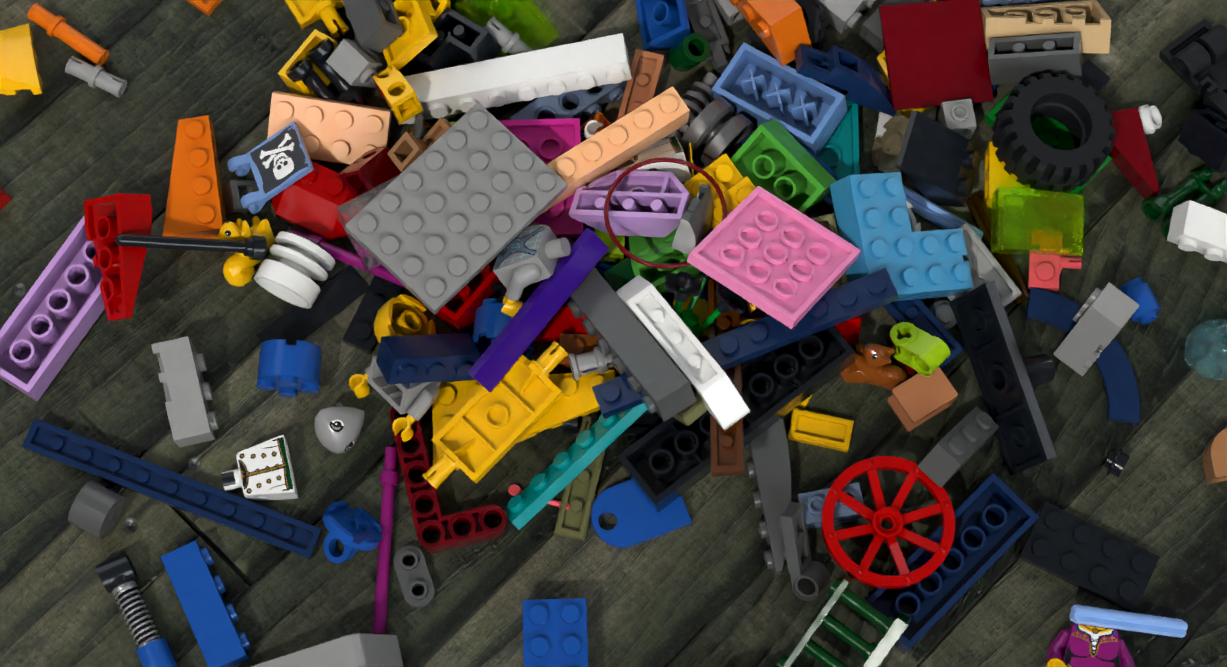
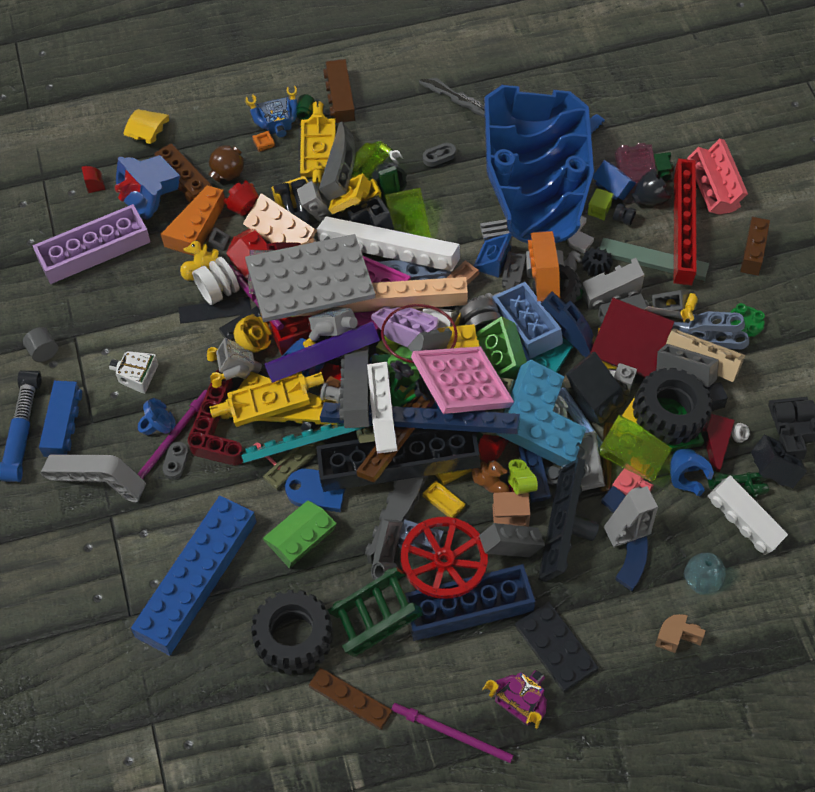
camera: 35 degrees right, 15 degrees down
(57, 27) = (182, 123): orange pin -> none
(77, 161) = (144, 182): none -> blue piece
(96, 76) = (184, 150): light grey pin -> none
(118, 264) = (139, 216): red wedge -> none
(120, 115) = (190, 181): none -> reddish brown brick
(172, 489) = (86, 357): dark blue plate -> none
(179, 66) = (226, 163): none -> reddish brown brick
(185, 391) = (123, 312): light grey wedge -> none
(245, 113) = (241, 198): none -> red cone
(251, 247) = (200, 258): black piece -> none
(274, 164) = (238, 228): flag -> none
(289, 367) = (180, 324): blue brick -> none
(338, 427) = (186, 366): light grey piece -> none
(397, 93) = (322, 221): yellow leg -> none
(427, 358) = (249, 349): dark blue brick -> none
(505, 38) = (398, 221): light grey pin -> none
(662, 589) = (300, 533): none -> bright green slope
(689, 52) = (494, 276): dark green brick -> none
(1107, 206) = (685, 461): none -> blue piece
(1116, 462) = (605, 603): black plate -> none
(1128, 621) = (555, 690): light blue axle -> none
(1143, 295) = (673, 524): blue brick -> none

